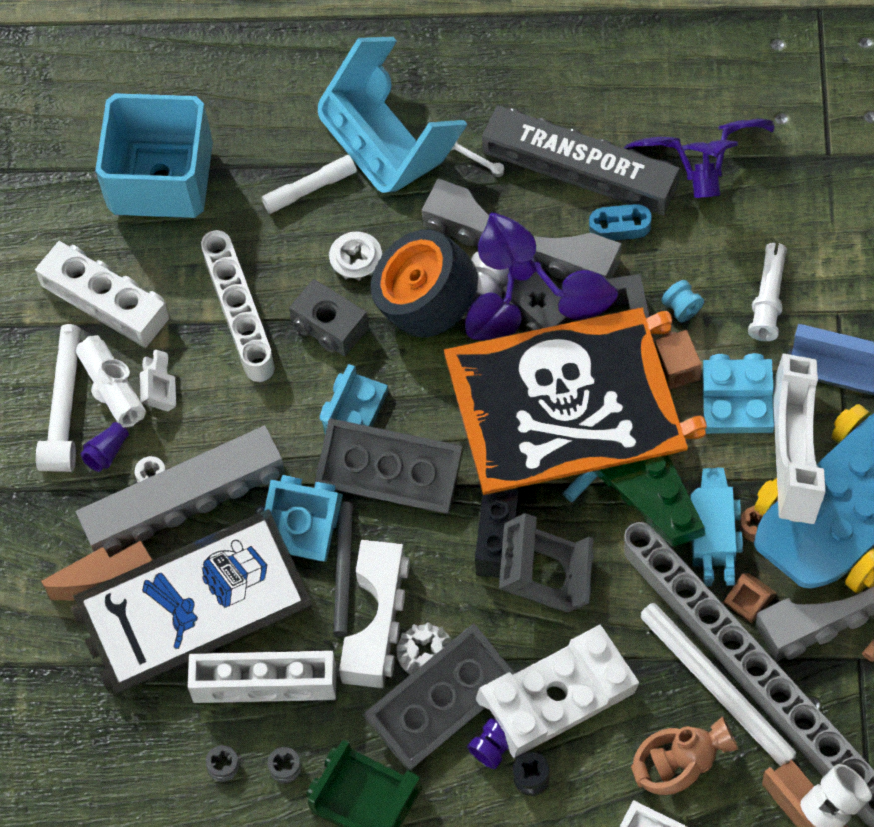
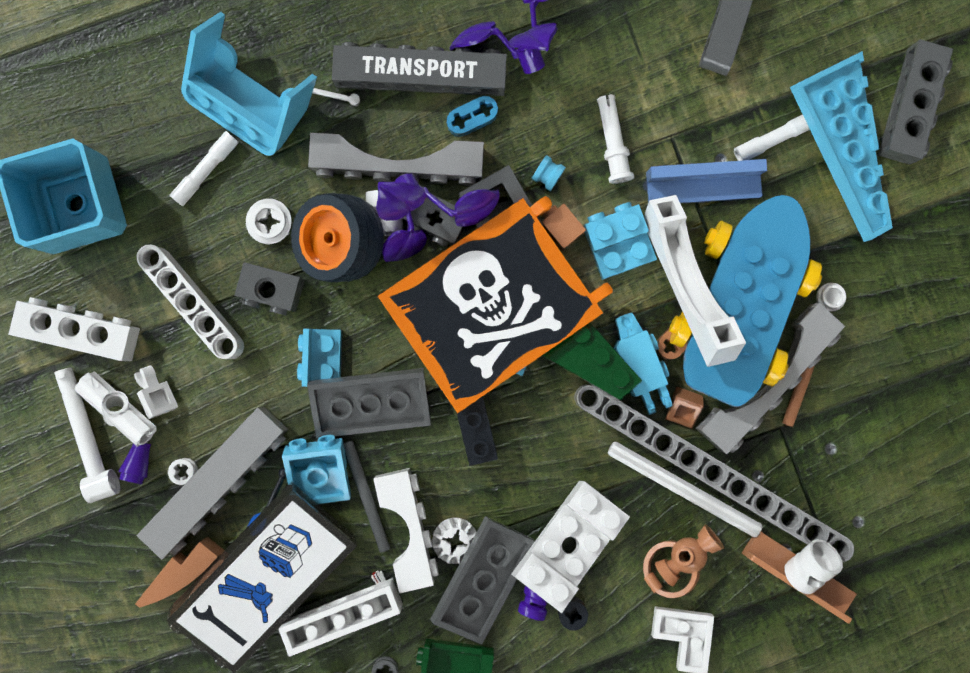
camera: 30 degrees left, 25 degrees up
(518, 549) = (504, 454): dark grey panel -> none

